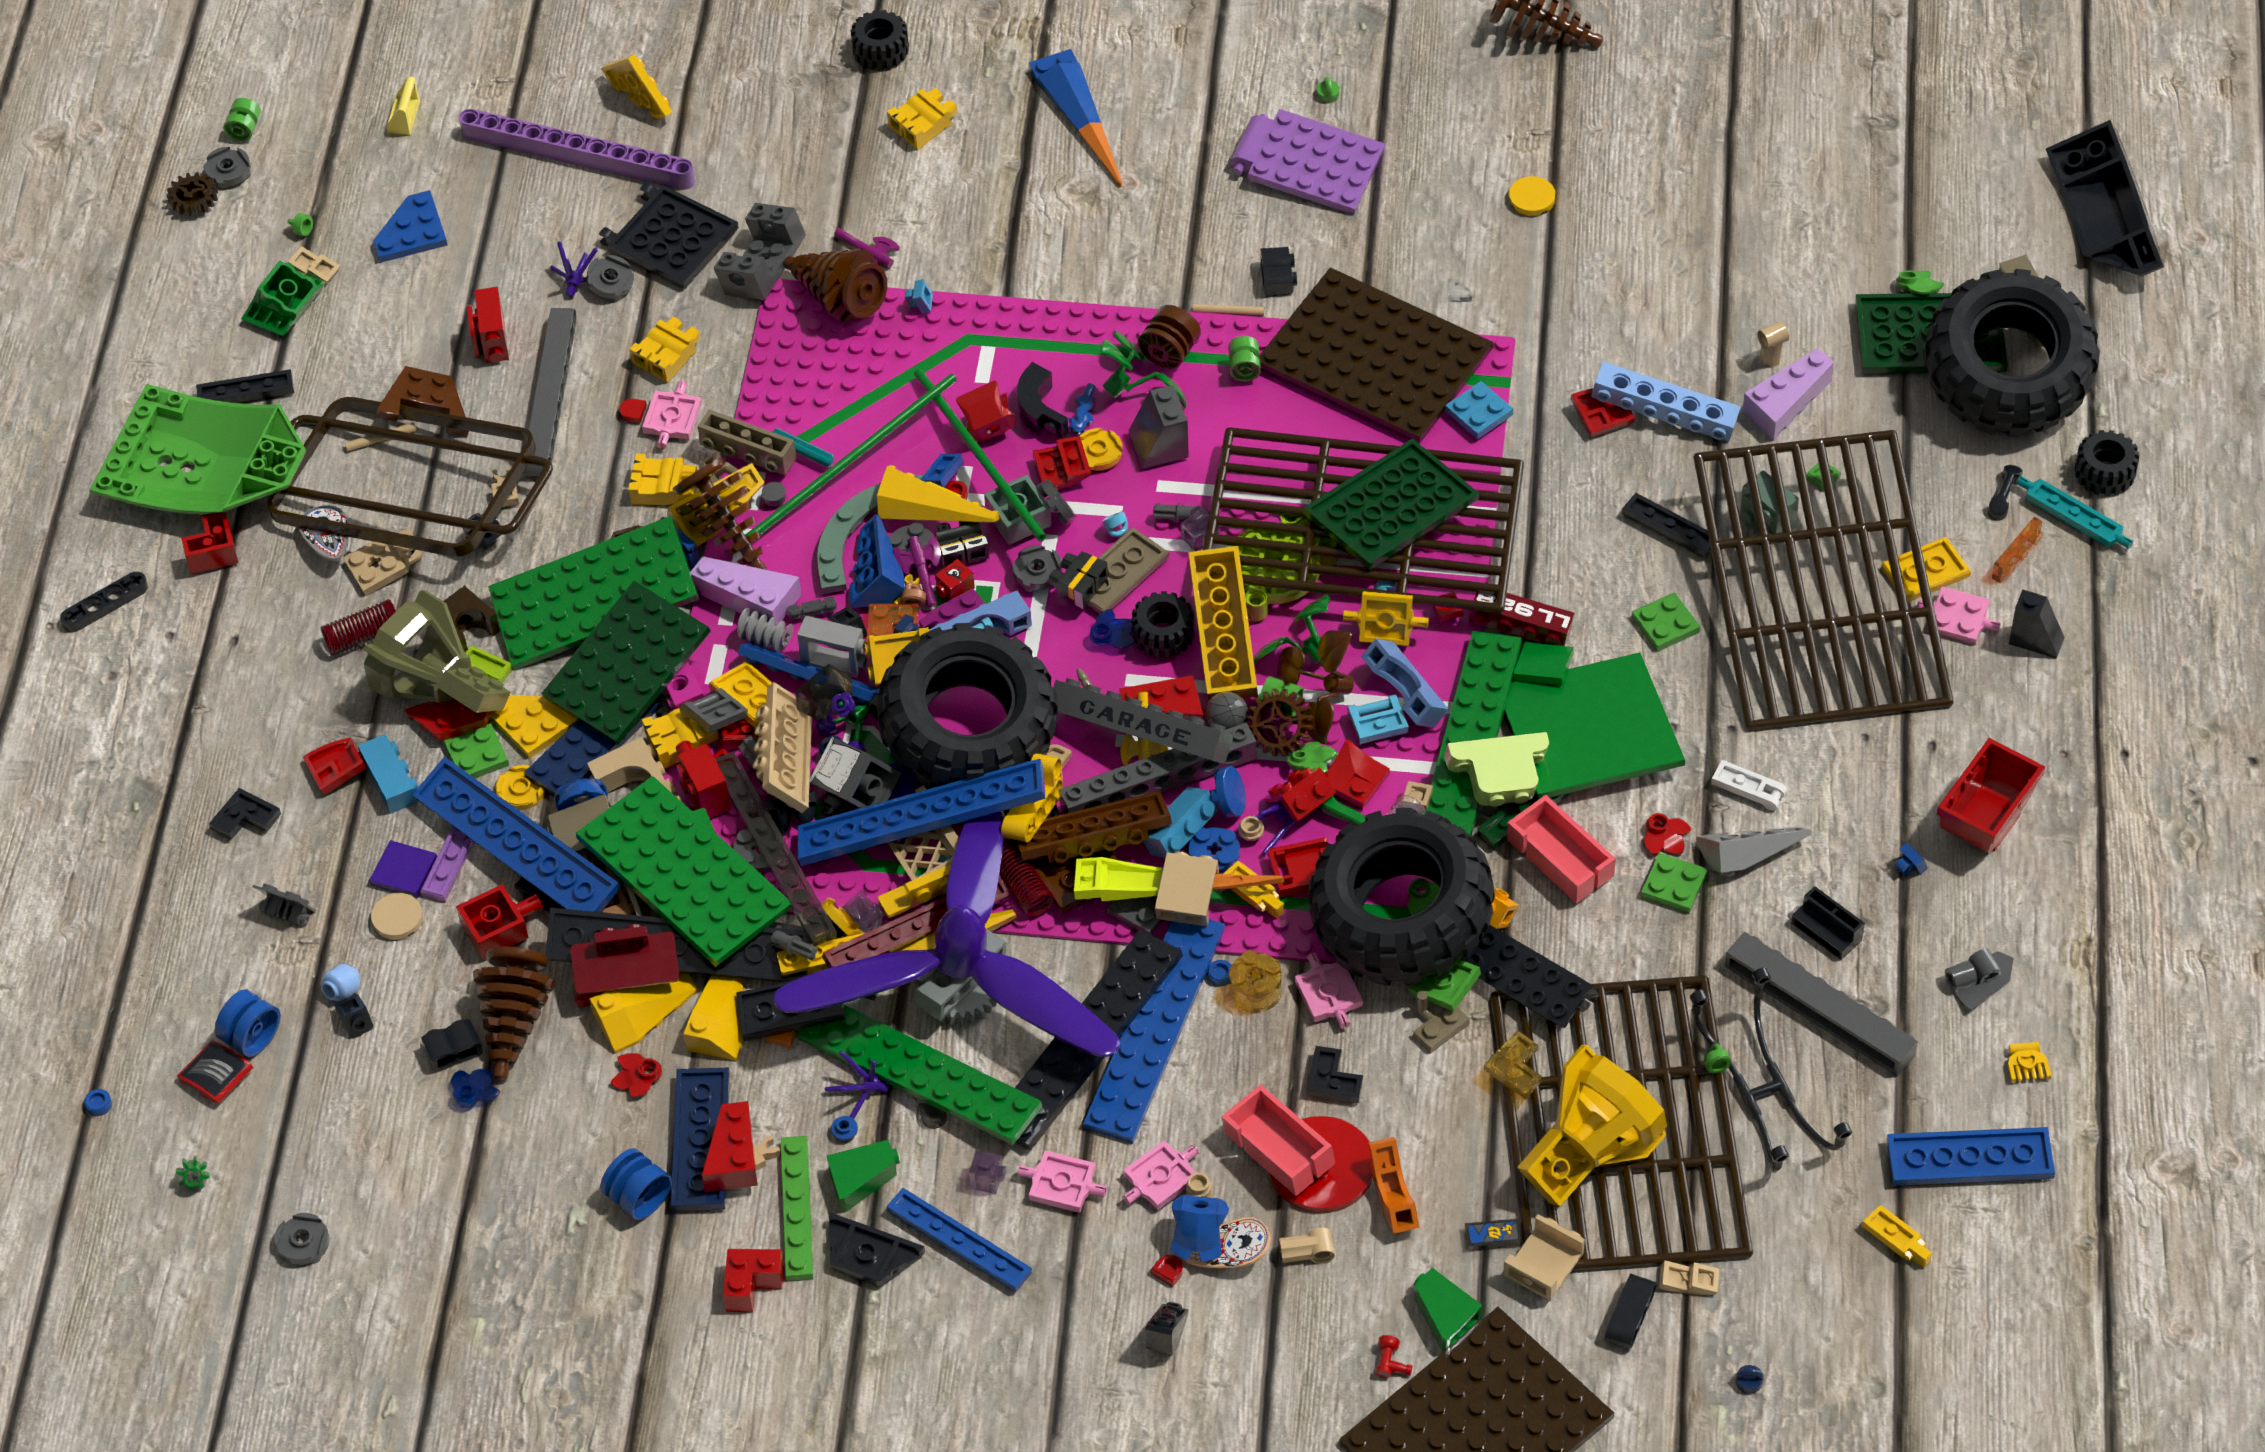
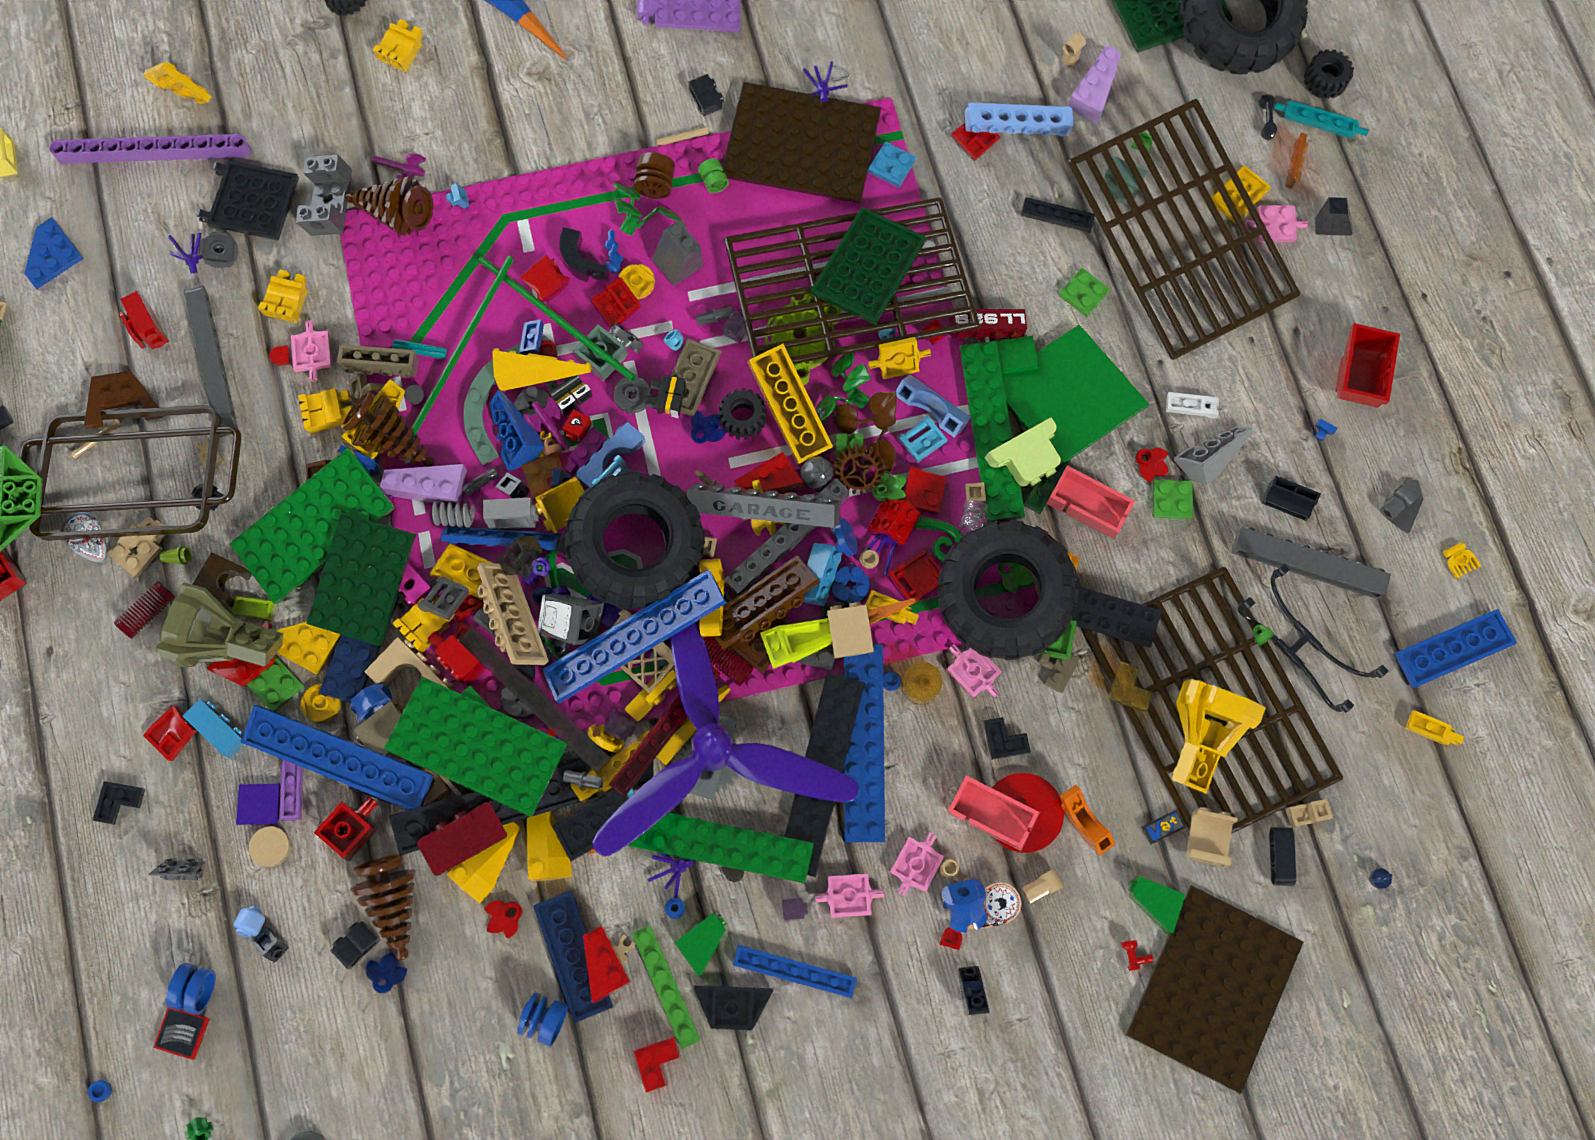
camera: 25 degrees left, 20 degrees up
(420, 582) = (178, 555): none -> lime cone
(1427, 299) = (822, 86): none -> dark purple plant

